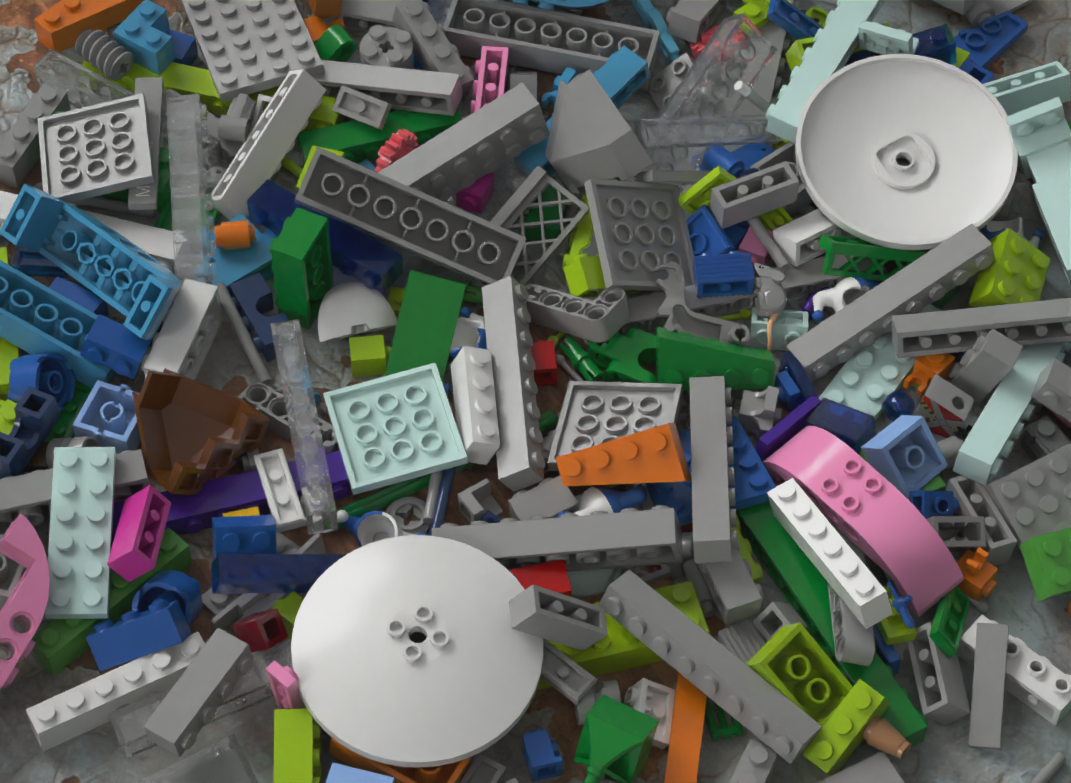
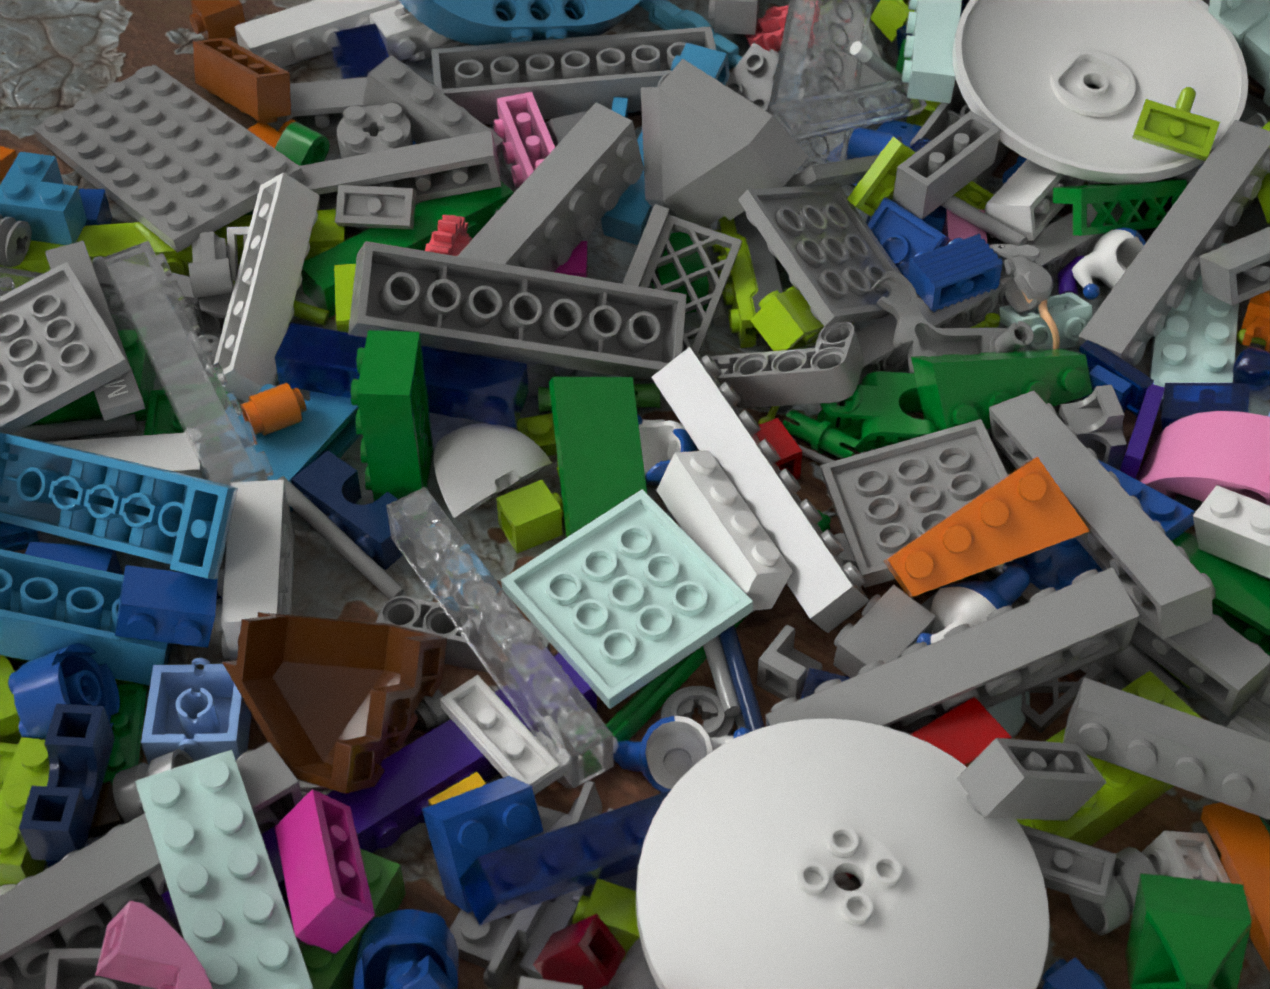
camera: 20 degrees left, 5 degrees down
(926, 216) = (1177, 127): none -> lime plate

